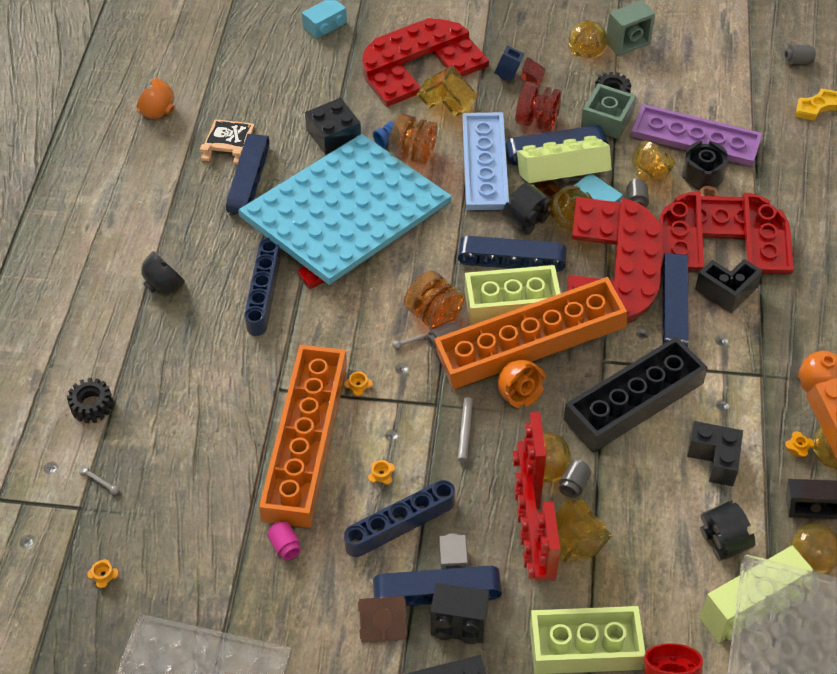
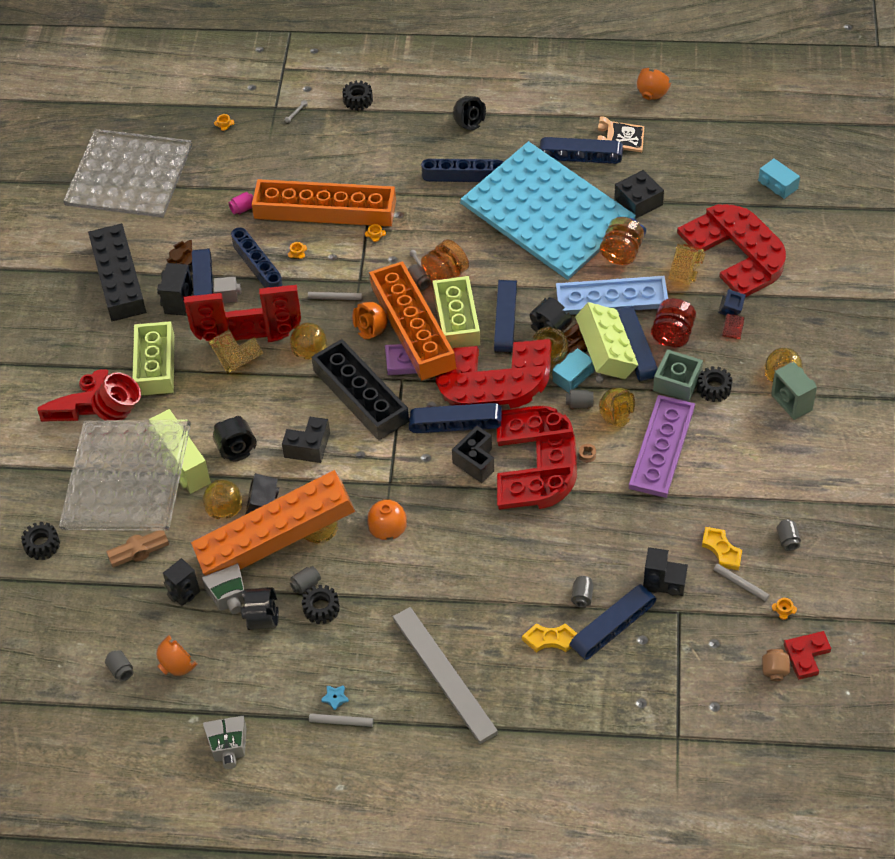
camera: 90 degrees right, 0 degrees up
(574, 478) = (287, 356): dark grey brick -> none
(580, 359) = (398, 360): none -> medium lavender plate
(705, 164) = (616, 444): black brick -> none

